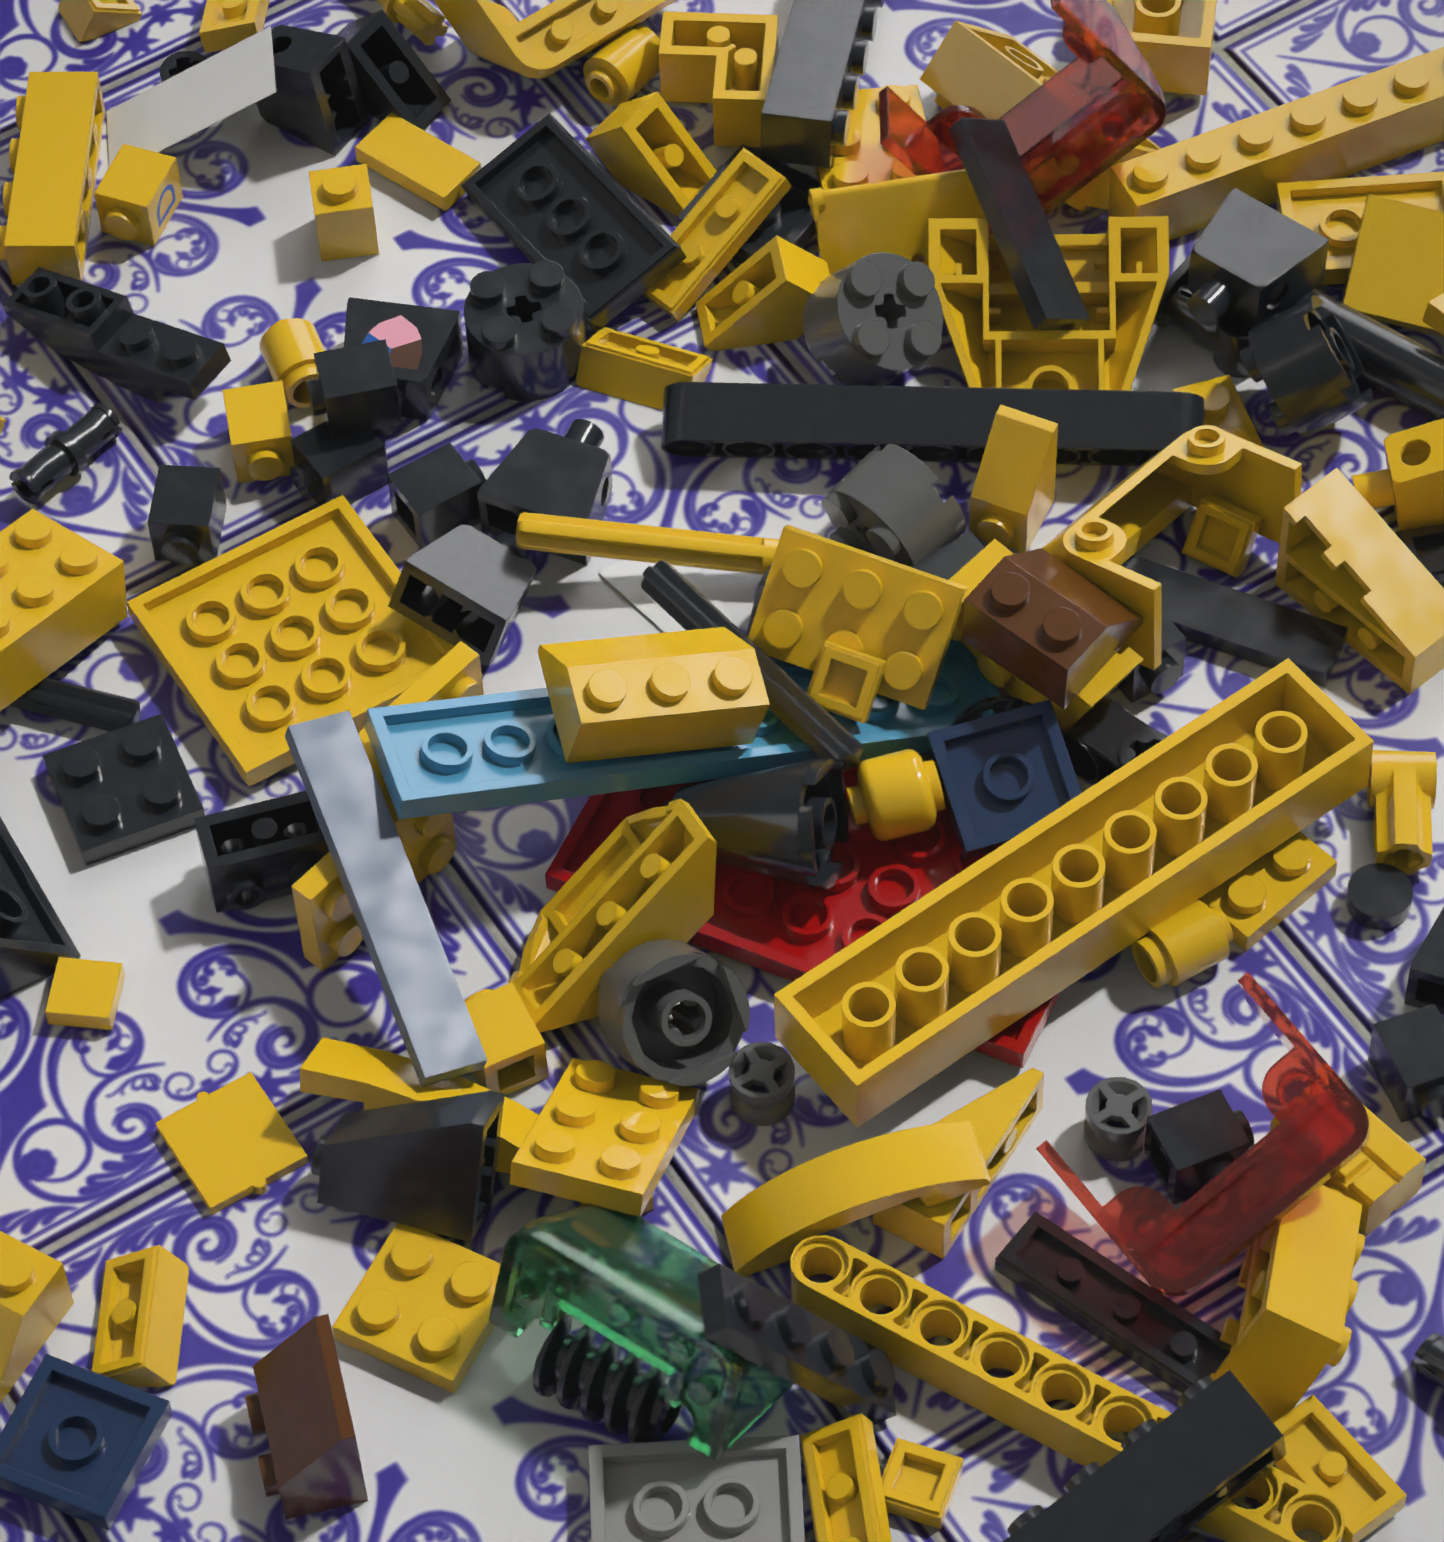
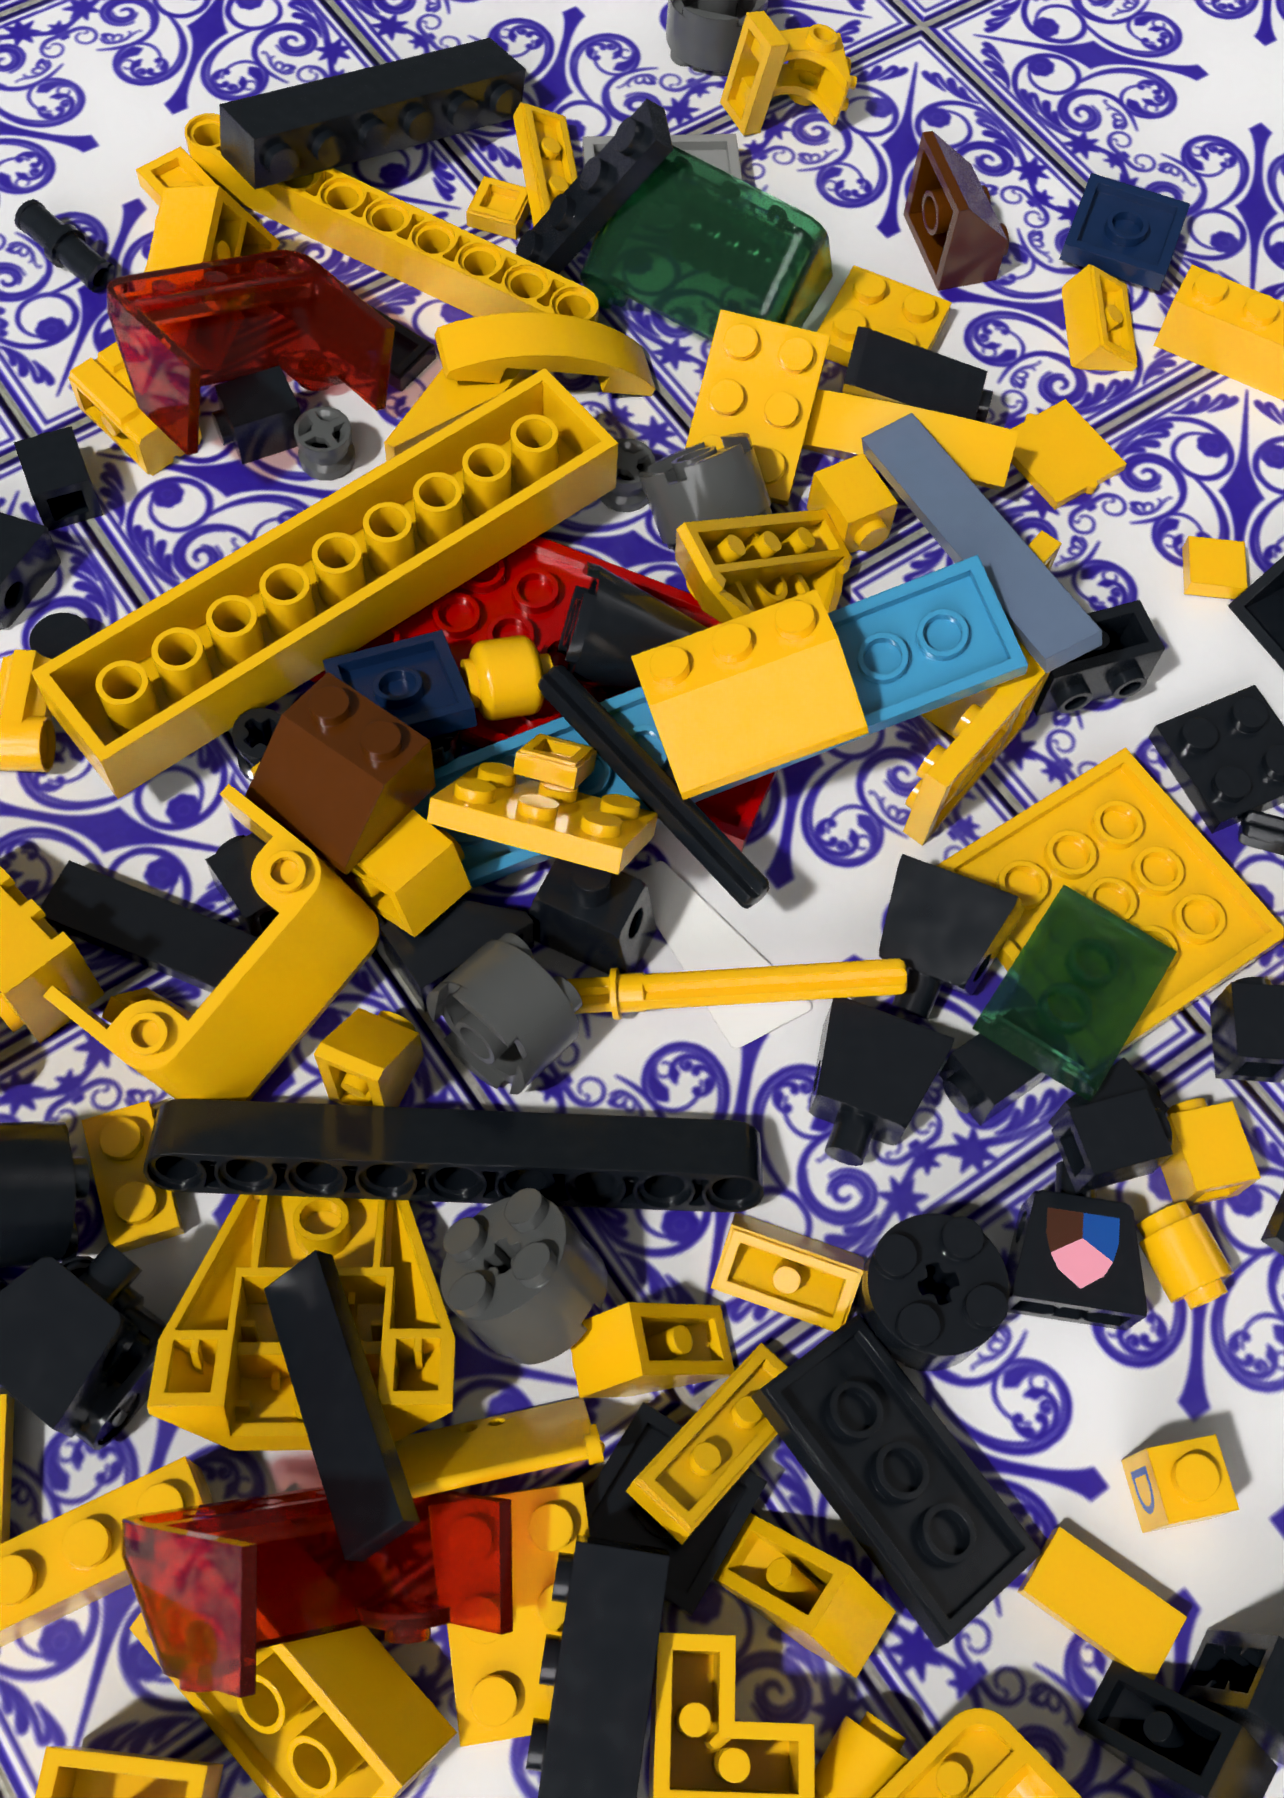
camera: 170 degrees right, 10 degrees up
(355, 529) = (1075, 992): none -> clear green tile

